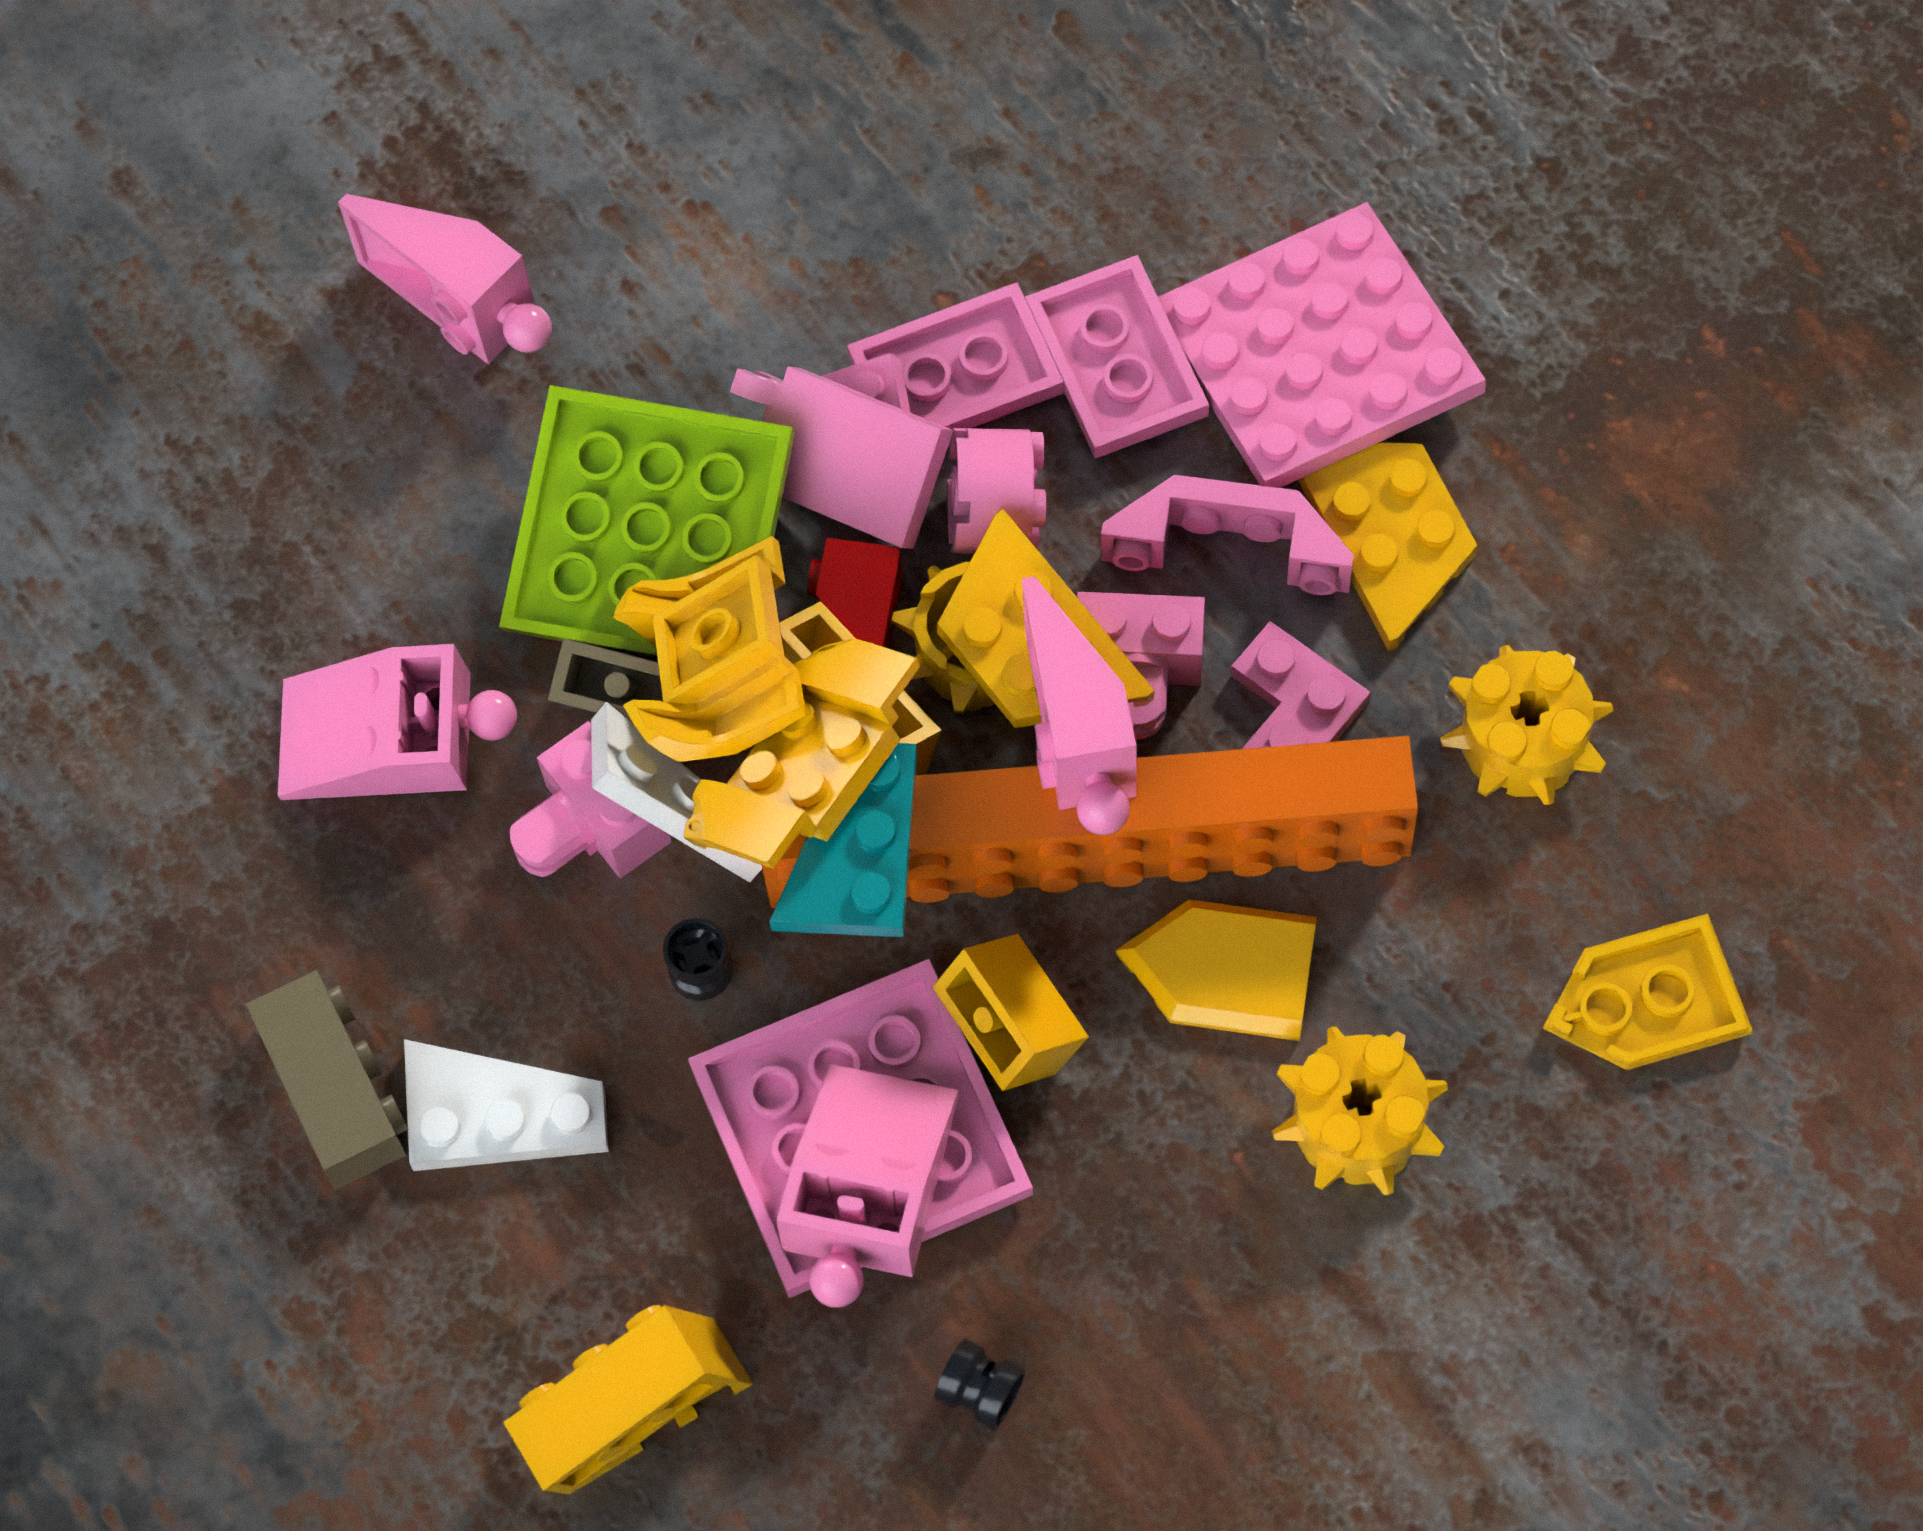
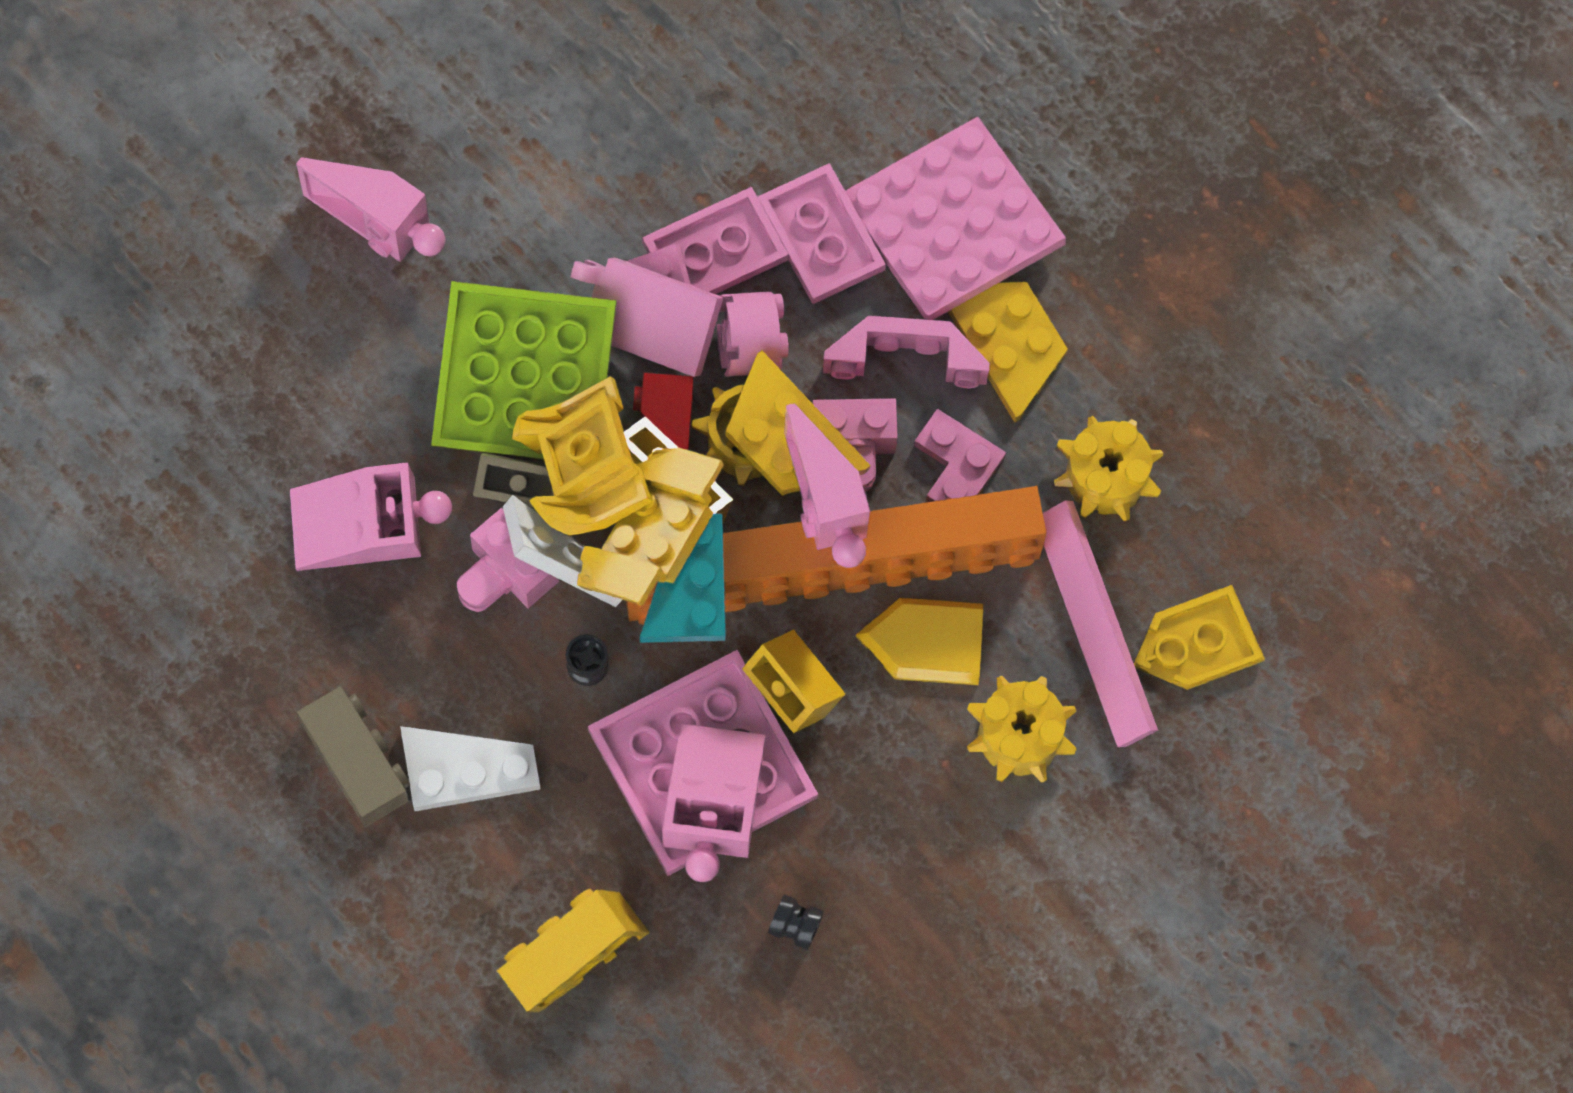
camera: 15 degrees left, 5 degrees up
(1490, 962) = (1096, 626): none -> bright pink tile

